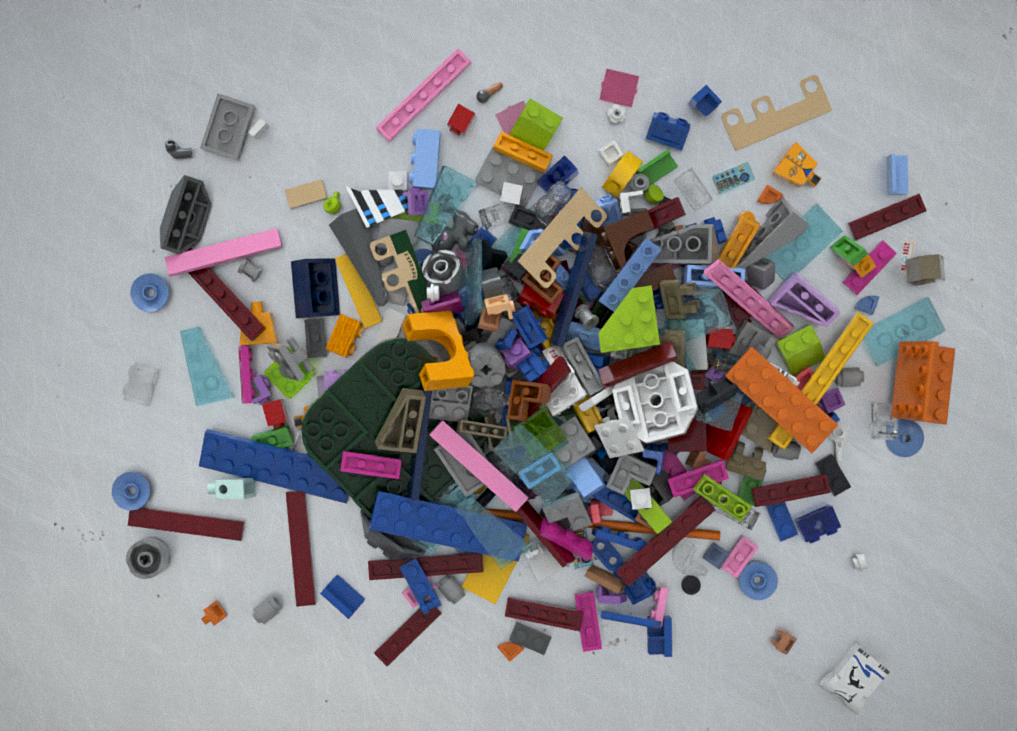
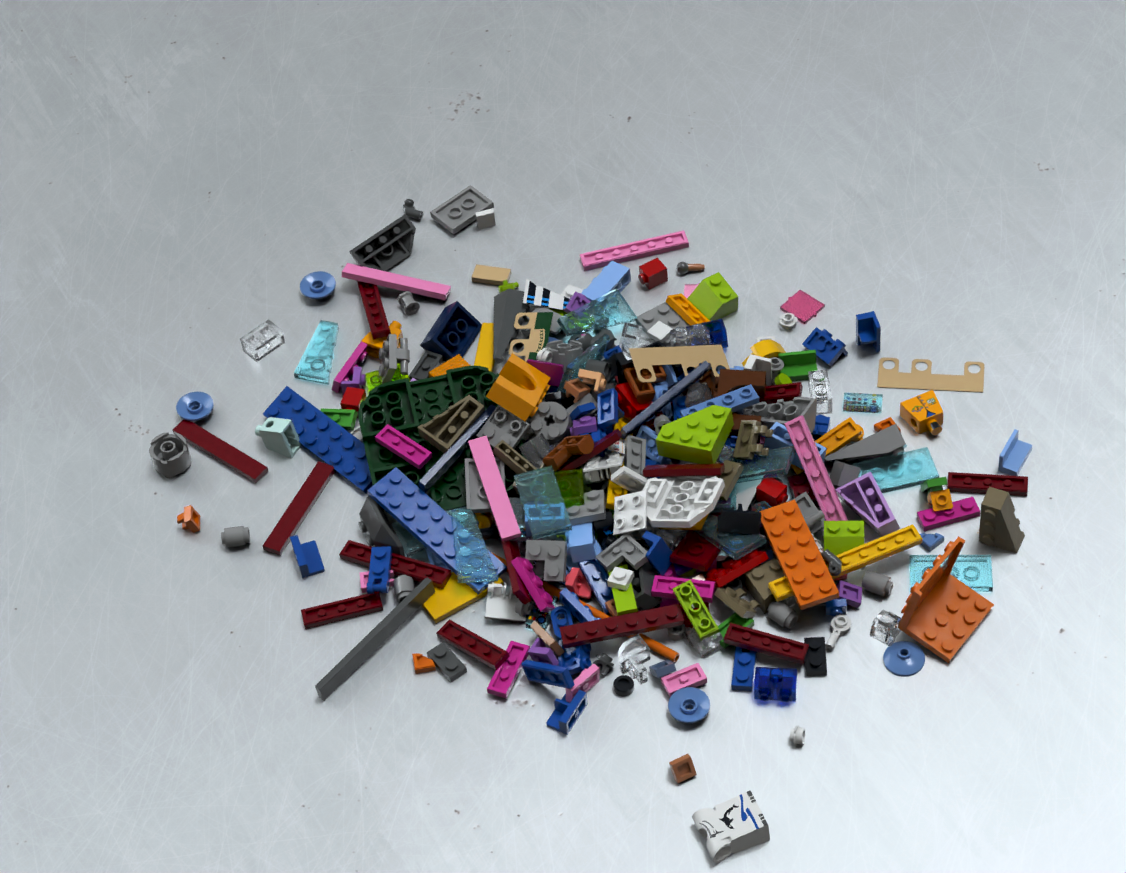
camera: 35 degrees right, 40 degrees down
(459, 653) = (375, 639): none -> dark grey tile
(663, 572) = (605, 661): none -> dark grey plate
(817, 394) = (834, 563): none -> dark grey arm

